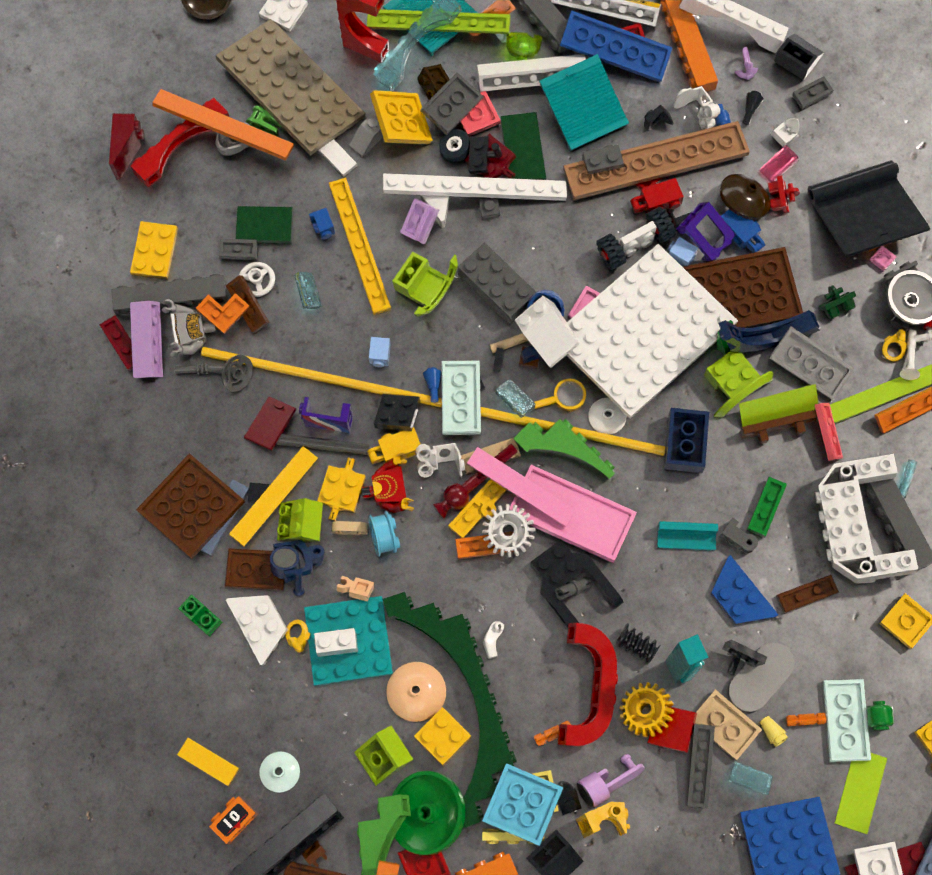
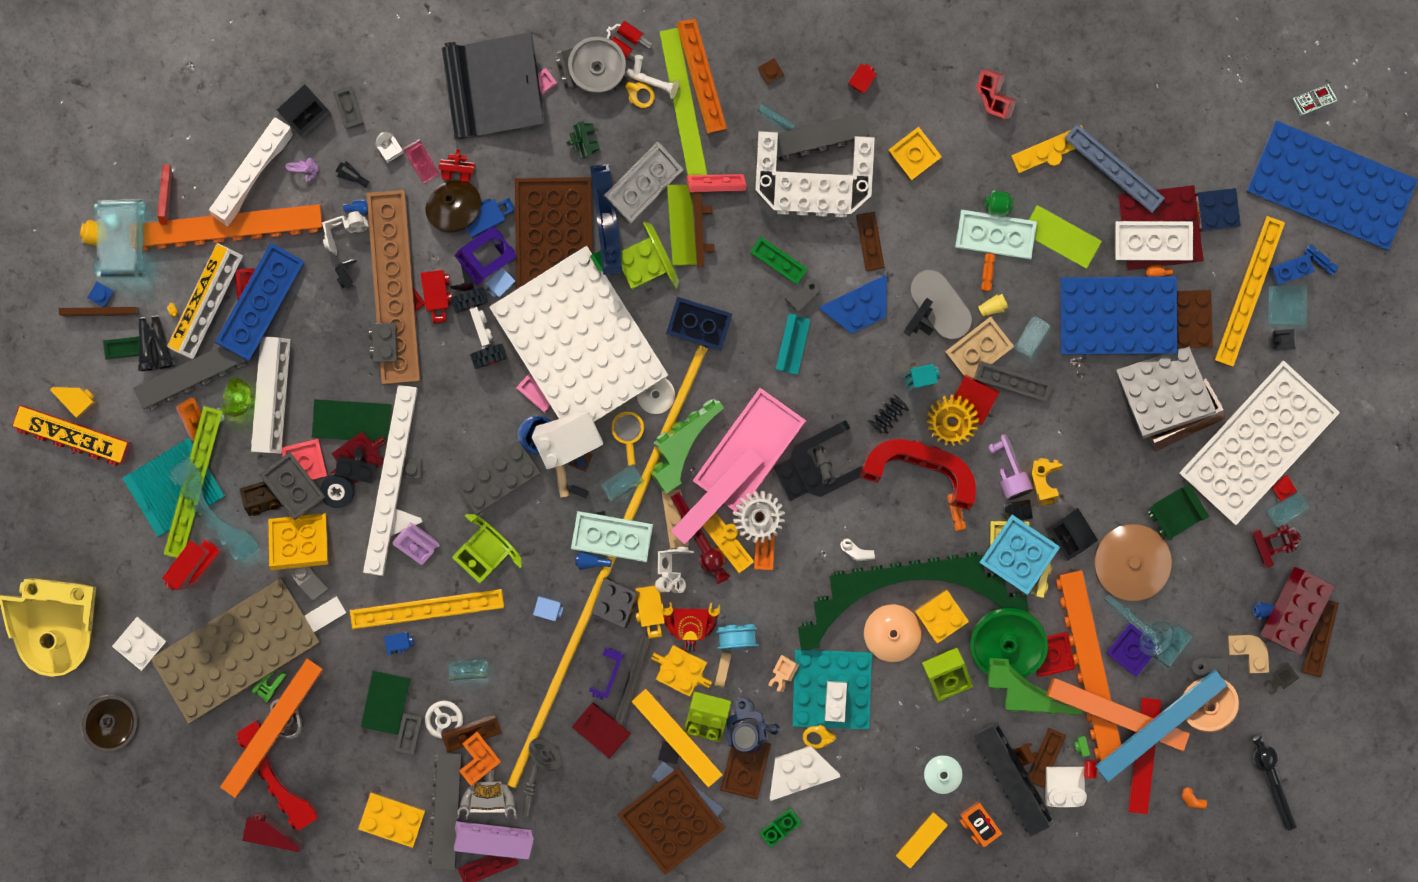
camera: 80 degrees left, 15 degrees up
(584, 102) = (317, 348): teal door -> none

